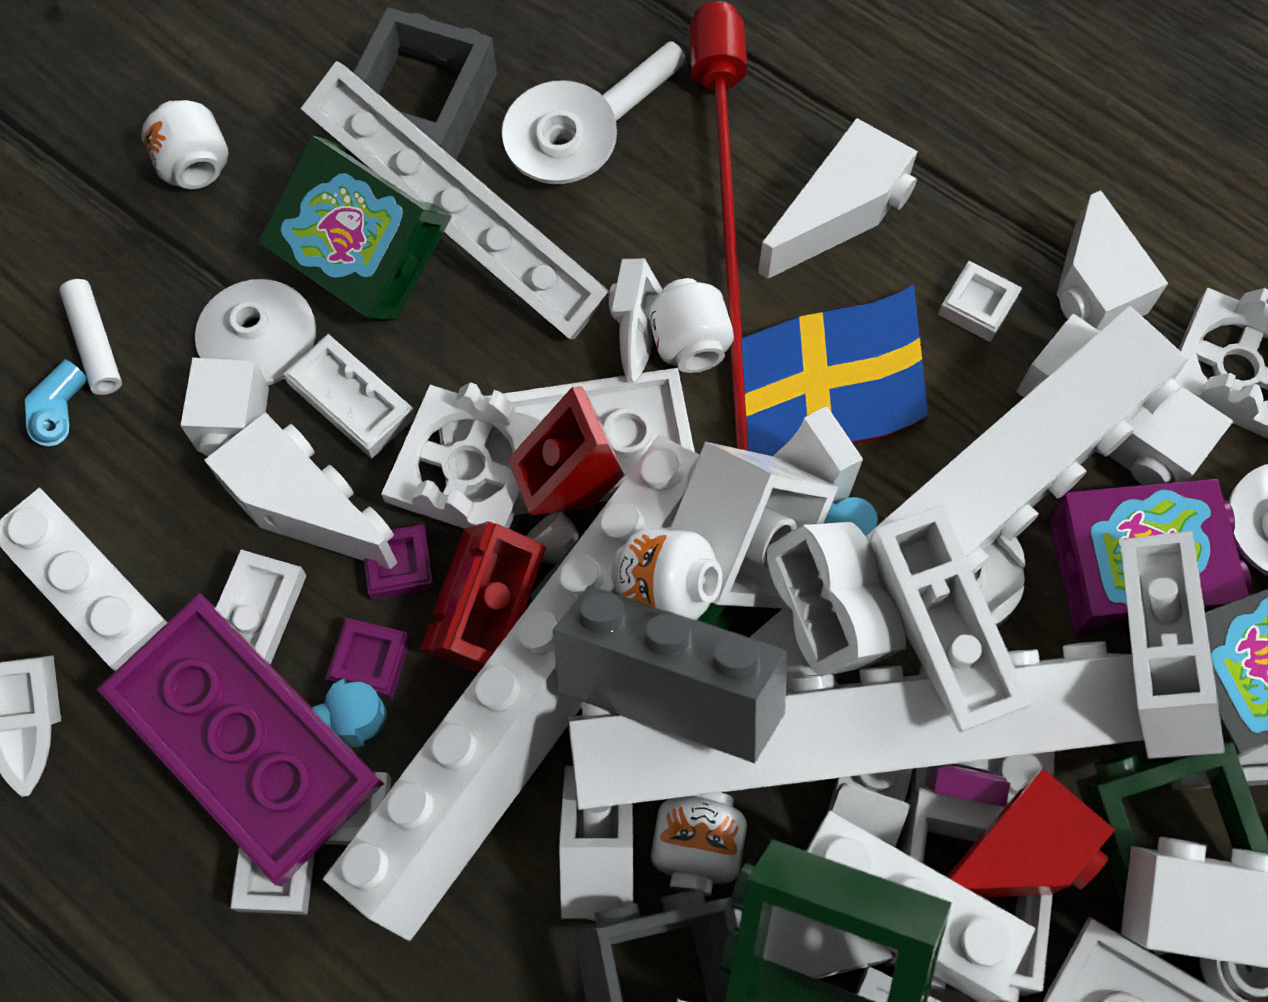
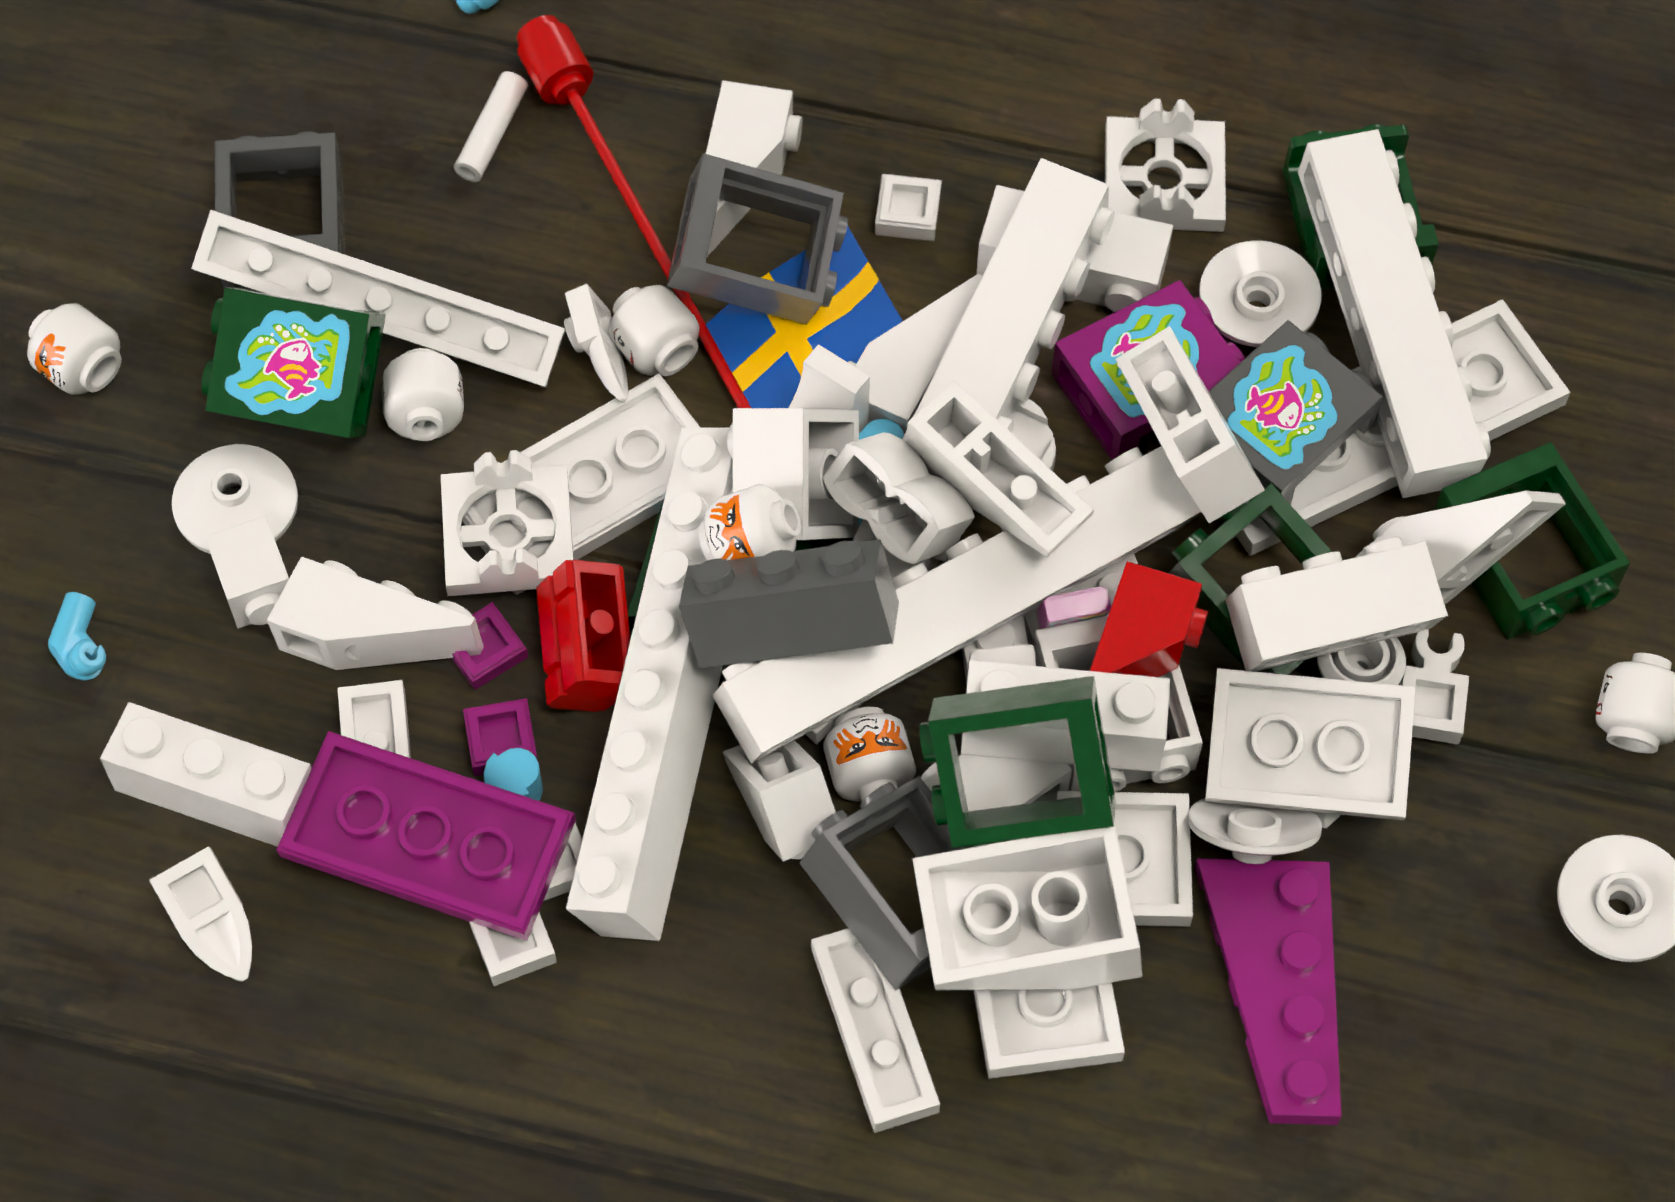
camera: 25 degrees left, 5 degrees down
(90, 337) = (76, 565): white piece -> none
(350, 395) = (363, 517): white plate -> none
(456, 301) = (423, 392): none -> white head
(555, 113) = (436, 178): white dish -> none
(555, 533) = (627, 556): white hinge -> none
(566, 459) = (608, 481): red slope -> none
(850, 238) = (771, 193): none -> dark grey window
(912, 448) = (909, 355): none -> white slope
(1106, 268) = (1009, 132): white slope -> none

